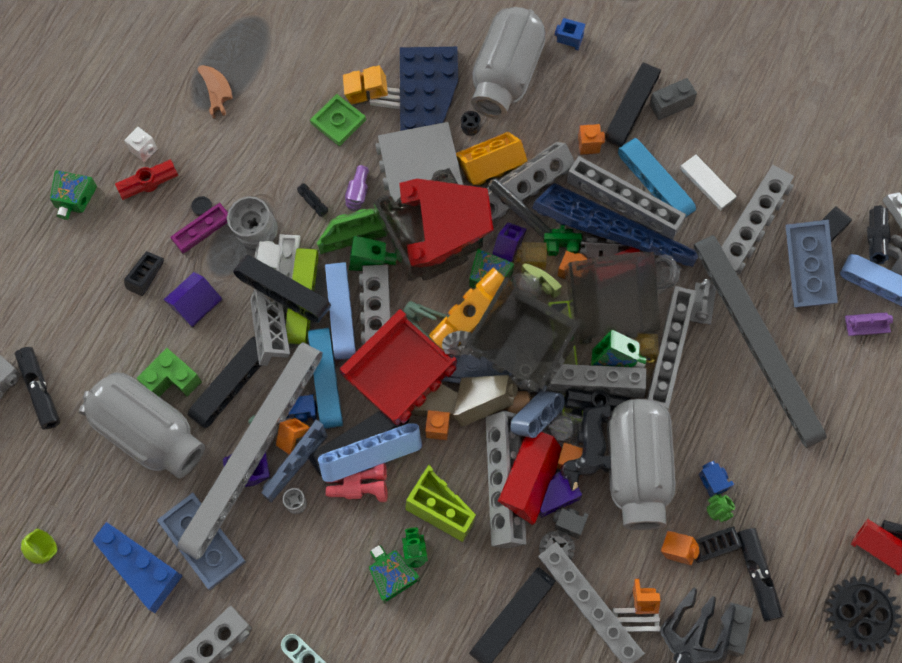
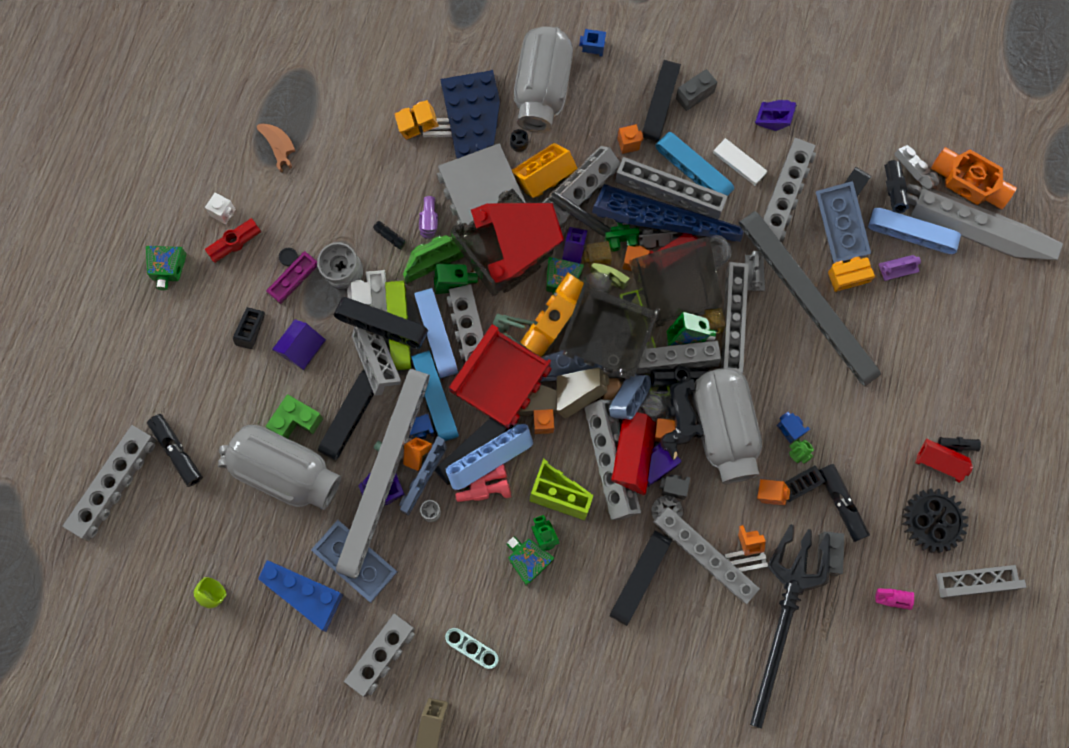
camera: 15 degrees left, 5 degrees up
(338, 120) = (397, 156): bright green plate -> none
(451, 342) = (543, 346): light grey gear -> none
(756, 138) = (776, 114): none -> dark purple slope
(811, 321) = (851, 274): none -> light orange brick

